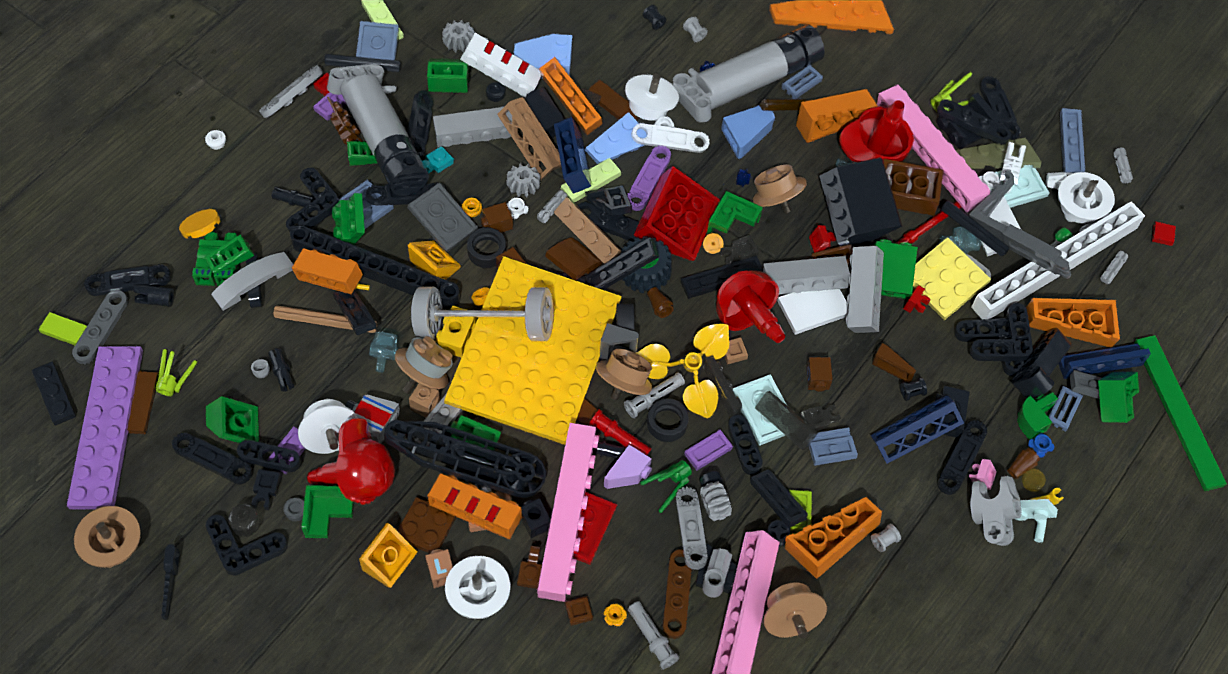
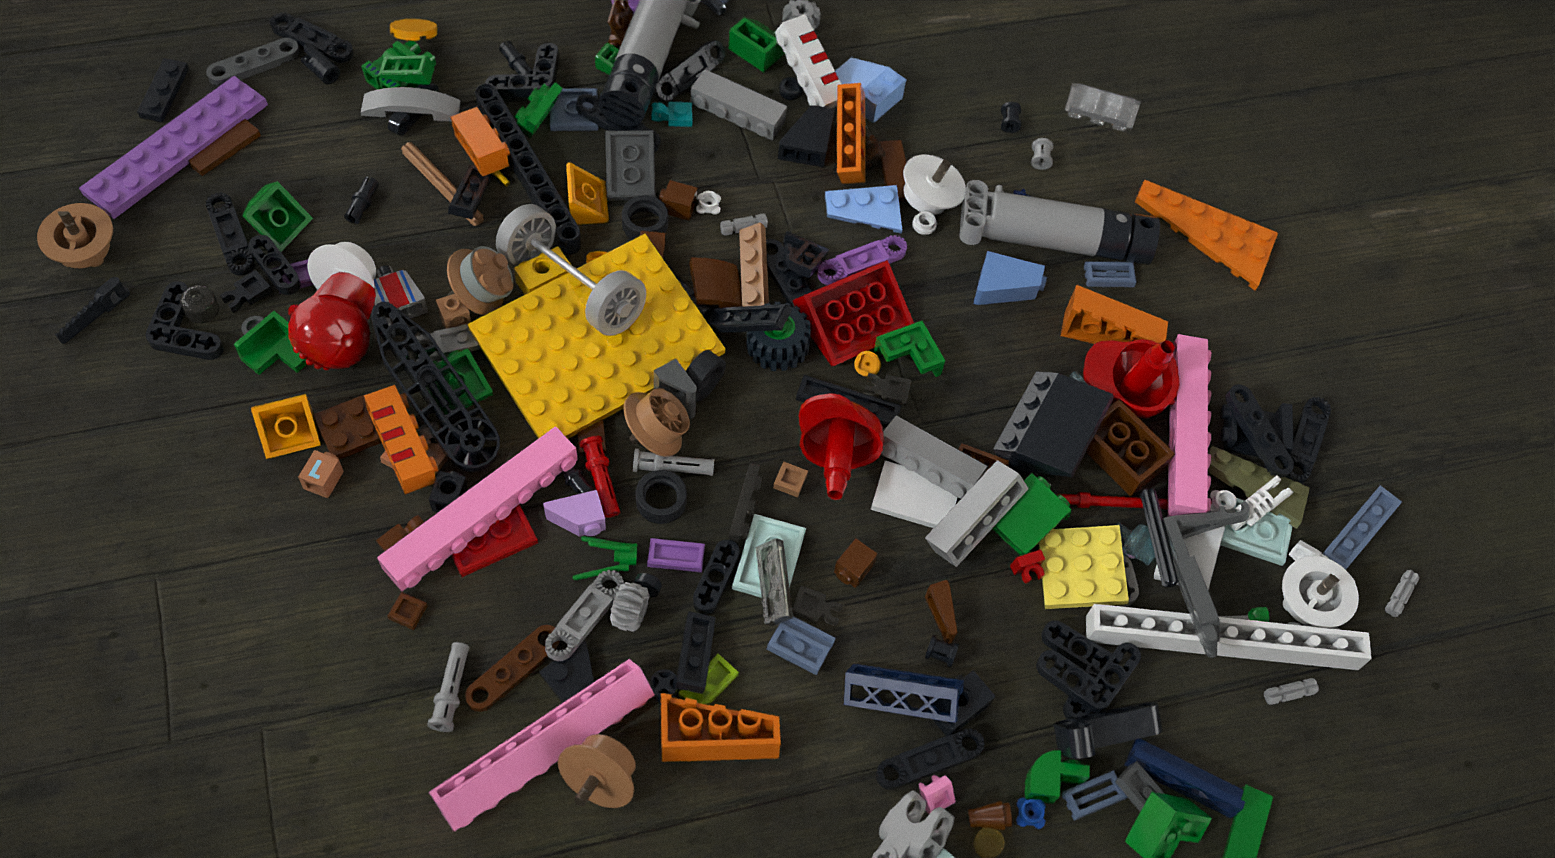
camera: 35 degrees right, 0 degrees up
(62, 328) = (221, 41): lime tile -> none
(167, 383) = (256, 144): lime plant -> none
(260, 368) = (344, 186): light grey hinge -> none
(384, 348) = (464, 239): clear light blue piece -> none
(472, 203) = (666, 170): light orange plate -> none
(477, 587) = (329, 514): white piece -> none
(523, 180) = (737, 182): light grey gear -> none
(532, 134) = (778, 146): medium nougat fence -> none
(572, 155) = (800, 187): dark blue brick -> none
(599, 176) = (805, 225): yellowish green plate -> none
(615, 609) = (432, 634): light orange plate -> none
(661, 304) = (760, 383): reddish brown cone -> none
(670, 137) = (918, 236): white plate -> none
(702, 396) = (715, 499): yellow plant -> none
(716, 572) = (562, 673): light grey piece -> none
(743, 177) = (958, 323): clear blue plate -> none
(778, 186) = (980, 351): medium nougat piece -> none
(781, 104) = (1057, 275): dark brown axle -> none
(821, 239) = (983, 436): red tile -> none
(885, 537) = (769, 776): light grey bush -> none
(944, 93) = (1253, 386): lime plant -> none
(1077, 318) = (1192, 711): orange wedge -> none
(1163, 233) = (1386, 698): red tile -> none

